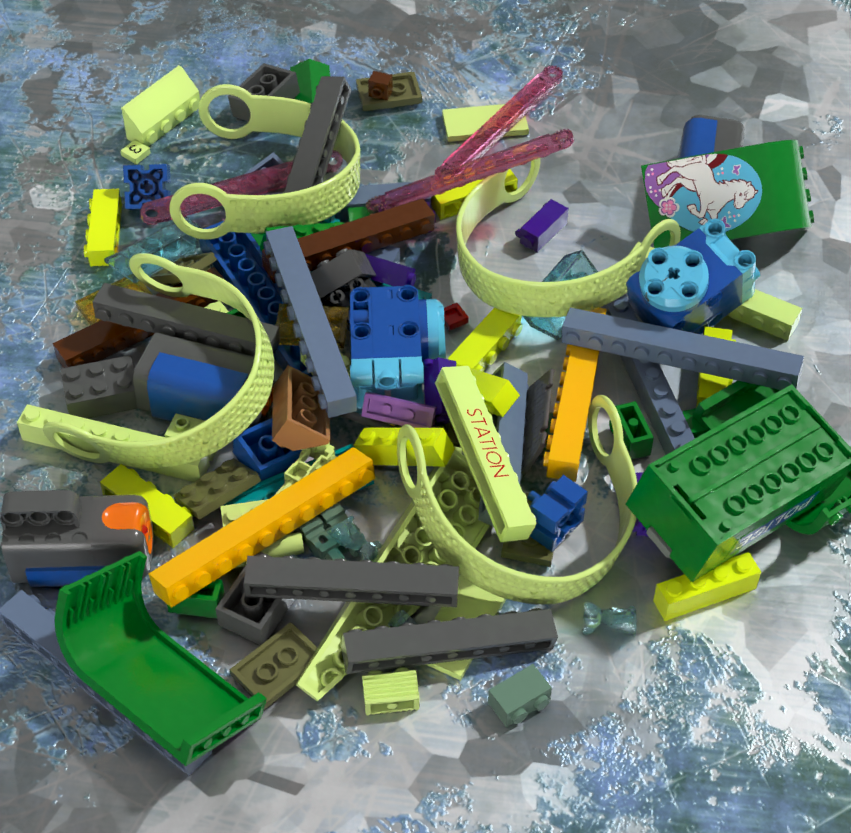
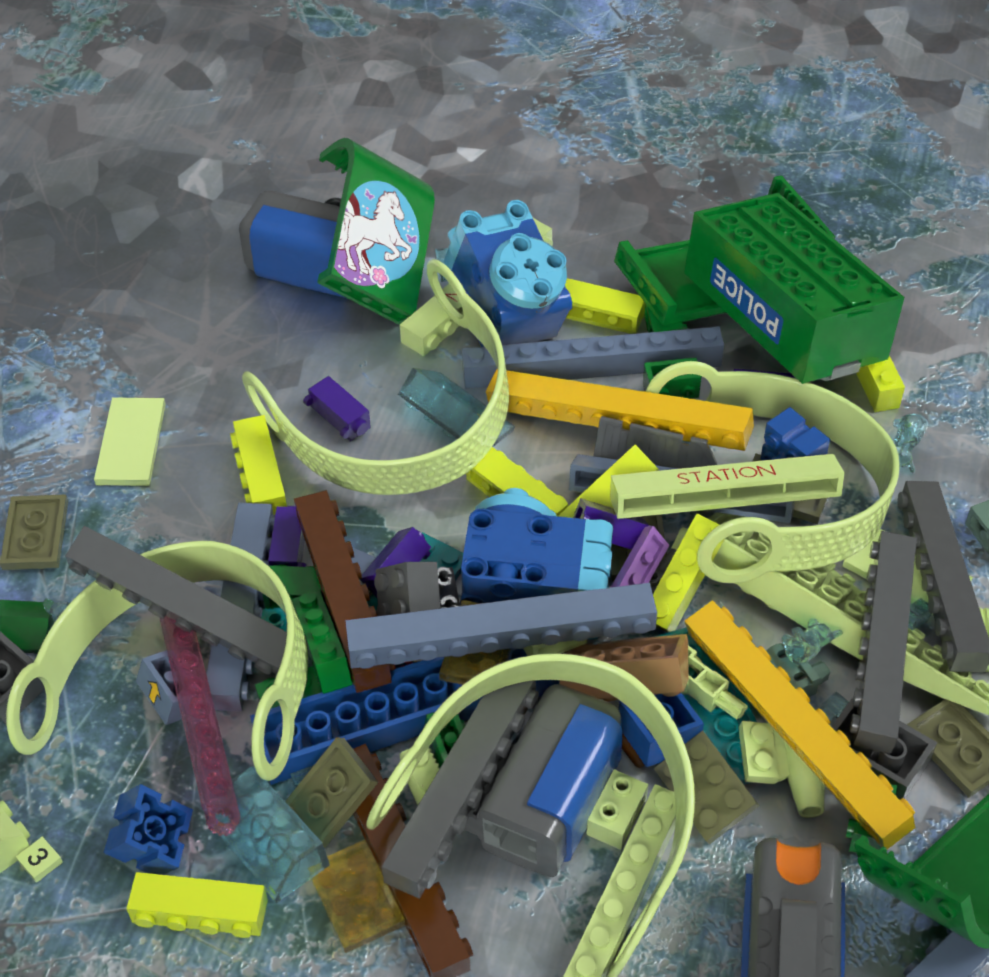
camera: 80 degrees left, 0 degrees up
(100, 387) = (518, 918): dark grey brick -> none
(169, 520) = (717, 873): neon yellow brick -> none
(380, 85) = (38, 529): reddish brown plate -> none
(455, 316) = (460, 514): red plate -> none
(472, 171) = (277, 441): clear pink plate -> none
(504, 119) = (156, 422): clear pink plate -> none
(682, 349) = (594, 308): sand blue brick -> none

